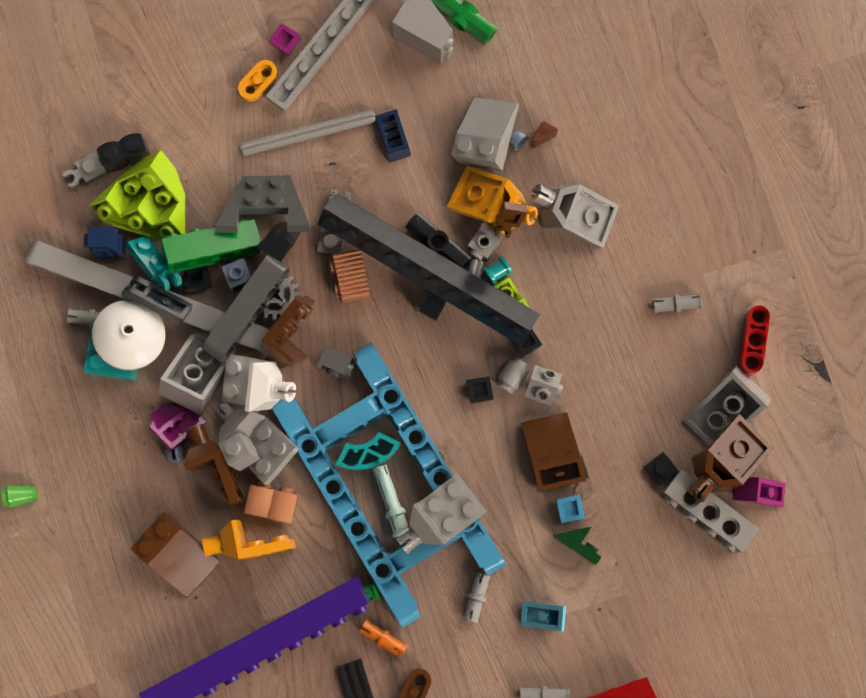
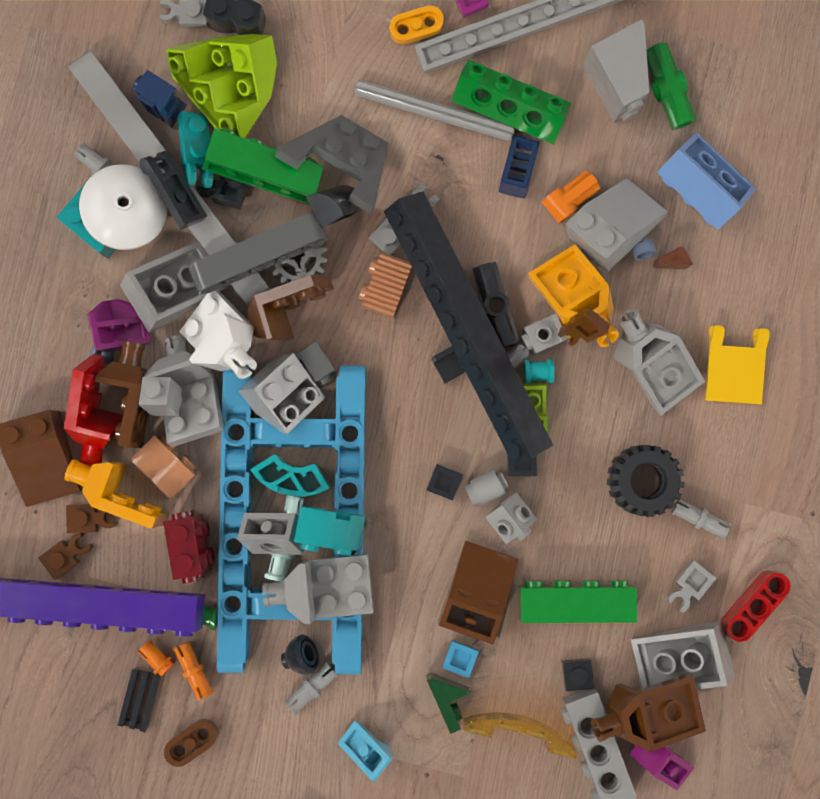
camera: 30 degrees right, 5 degrees up
(198, 507) = (83, 418): none -> red plate
(235, 578) = (85, 519): none -> reddish brown plate
(235, 618) = (63, 557): none -> reddish brown plate
(237, 274) = (272, 212): sand blue brick -> none
(324, 396) = (282, 393): none -> light grey slope
(328, 553) = (188, 546): none -> dark red brick
(350, 647) = (155, 658): none -> orange pin
(359, 94) = (510, 101): none -> green brick
(380, 499) = (270, 533): none -> light grey brick
(419, 469) = (329, 529): none -> teal brick
(441, 139) = (566, 200): none -> orange piece
(454, 578) = (301, 655): none -> black brick
(531, 65) = (706, 181): none -> medium blue slope
(618, 544) = (484, 724): none -> clear yellow slope
(627, 416) = (577, 602): none -> green brick
(634, 286) = (668, 484): none -> black tyre
(636, 185) = (734, 371): none -> yellow flag
(701, 351) = (694, 582): none -> light grey plate

